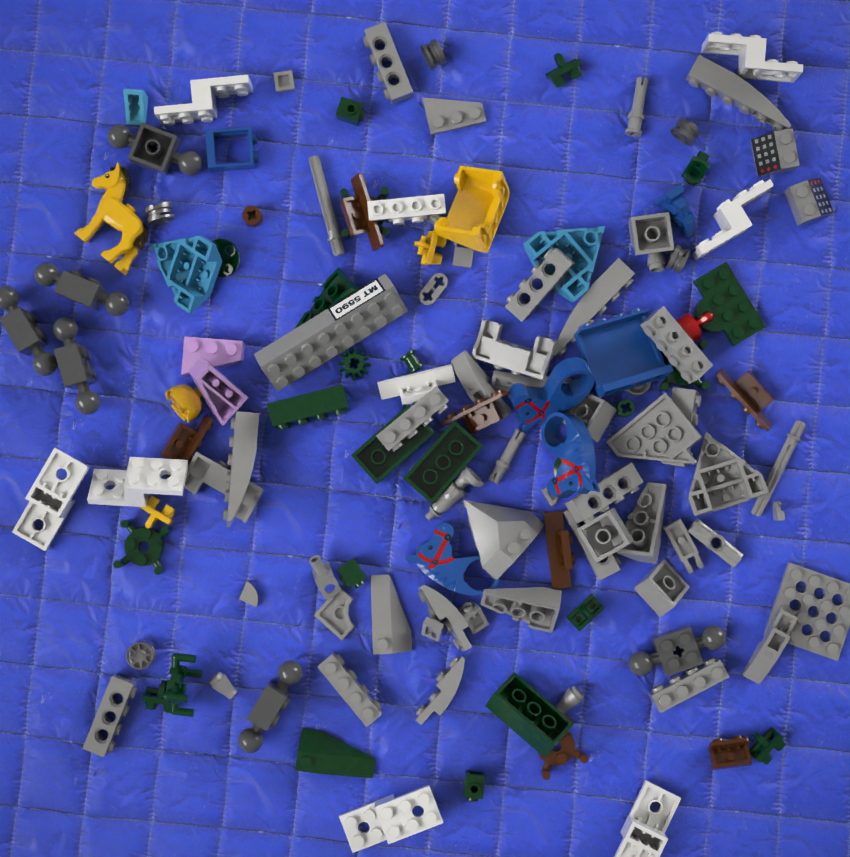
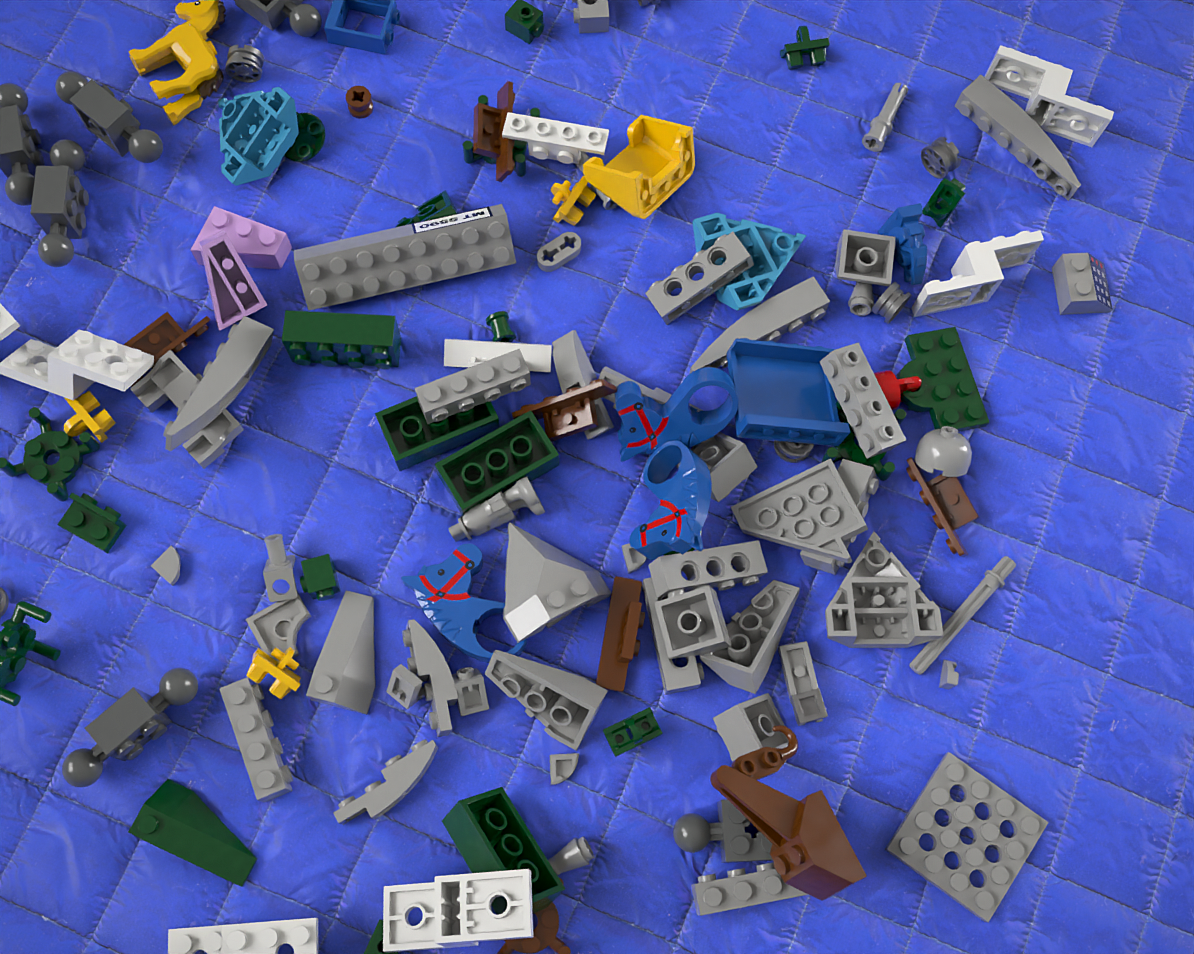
camera: 10 degrees right, 15 degrees down
(185, 401) = (184, 287): yellow cylinder -> none
(188, 582) = (92, 523): none -> dark green bracket
(222, 684) = (79, 679): light grey cone -> none
(326, 206) = (453, 153): light grey axle -> none
(346, 639) = (285, 678): none -> yellow hips
(347, 363) = (421, 299): dark green gear -> none
(452, 114) = (650, 63): light grey wing -> none
(463, 257) = (610, 225): light grey tile -> none
(507, 456) = (580, 493): light grey pin -> none
(512, 356) = (644, 362): light grey bracket -> none
(515, 758) = (458, 911): none -> white bracket
(546, 645) = (562, 767): none -> light grey tile
(630, 406) = (766, 463): dark green bush -> none
(693, 562) = (808, 706): none -> flat silver tile
(711, 649) = (804, 834): none -> reddish brown slope
(724, 550) = (860, 705): light grey piece -> none
(740, 363) = (944, 451): none -> light grey cylinder
(771, 646) = (892, 866): light grey slope -> none
(775, 152) = (1055, 212): slope -> none

